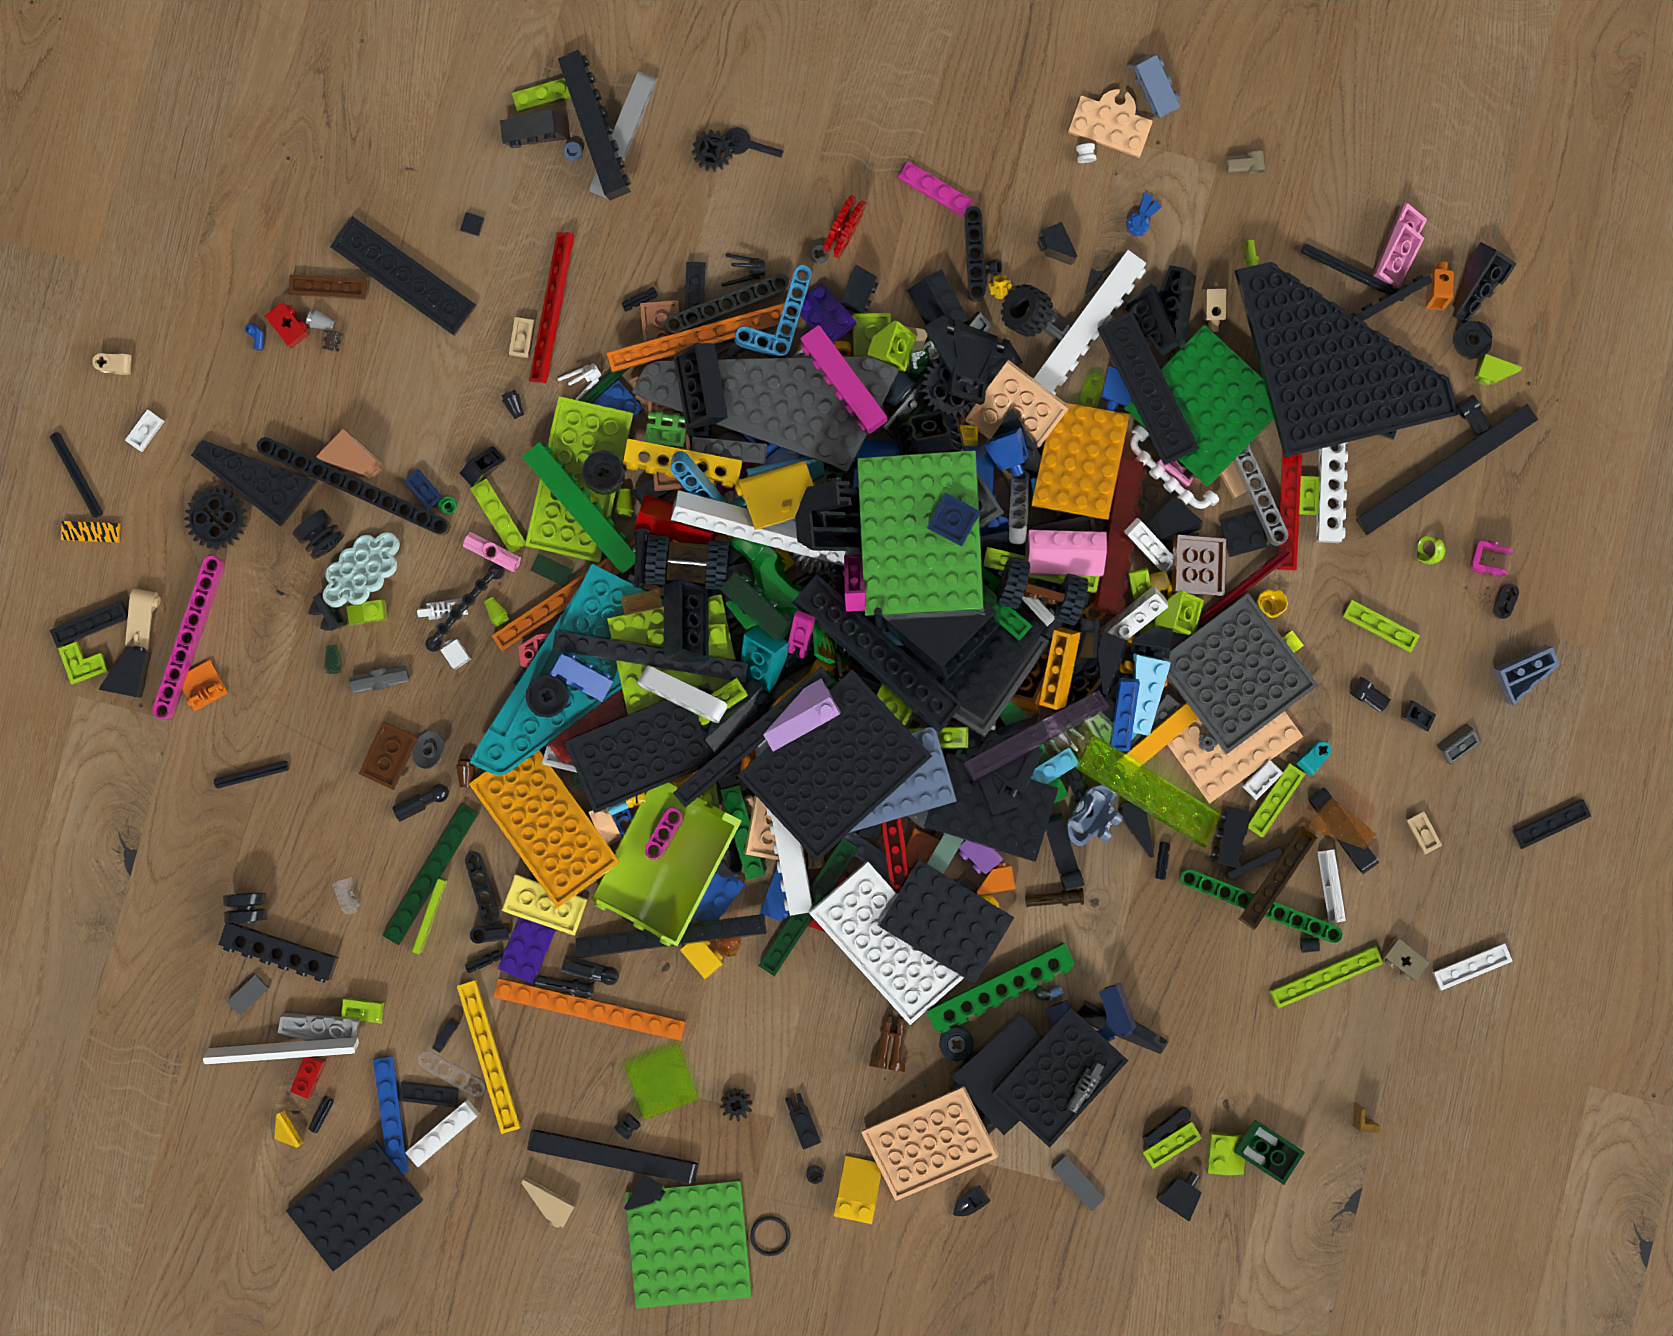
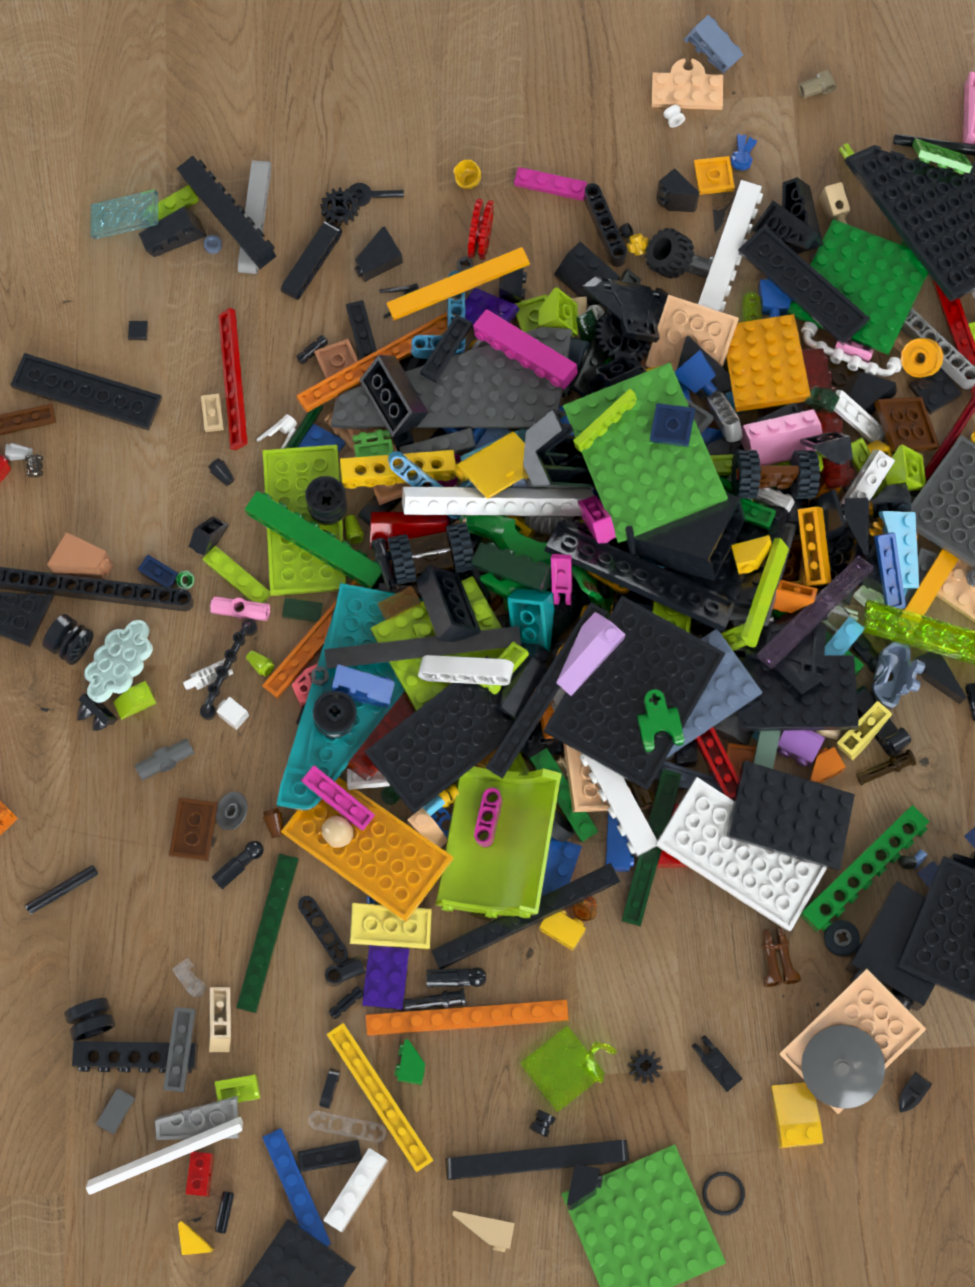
camera: 20 degrees left, 15 degrees down
(318, 962) = (179, 1049): none -> dark grey plate
(332, 660) = (113, 755): clear green cone -> none
(364, 941) = (219, 1019): none -> tan slope
(429, 916) = (278, 972): lime tile -> none
(491, 93) = (124, 214): none -> clear light blue plate
(520, 802) = (337, 831): none -> tan hair
(526, 1037) = (412, 1067): none -> green slope
(528, 774) = (337, 798): none -> dark pink plate
(551, 653) = (319, 682): none -> dark grey bush
(666, 201) = (311, 260): none -> black beam
(685, 1087) = (589, 1061): none -> clear neon green cap
(733, 298) = (389, 335): pearl dark grey beam -> none
(734, 218) = (378, 256): none -> black slope
(767, 351) = (446, 348): none -> black plate
(801, 282) = (458, 283): none -> light orange tile
(819, 1178) = (742, 1110): black bush -> none
(846, 801) = (659, 719): none -> green piece
(852, 155) = (467, 174): none -> yellow hair
(899, 490) = (601, 424): none -> lime plate
(913, 1163) = (843, 1066): none -> dark grey dish
(990, 663) = (751, 553): none -> yellow slope
(992, 705) = (764, 592): none -> lime tile
(1021, 713) = (793, 596): none -> orange slope
(1046, 860) = (869, 725): none -> light yellow slope
(1104, 232) = (714, 175): none -> light orange plate
(1105, 578) = (830, 446): none -> black slope
(1122, 528) = (826, 402): none -> clear green window
(1248, 498) = (933, 357): none -> light orange wheel
(1340, 289) = (942, 156): none -> bright green plate

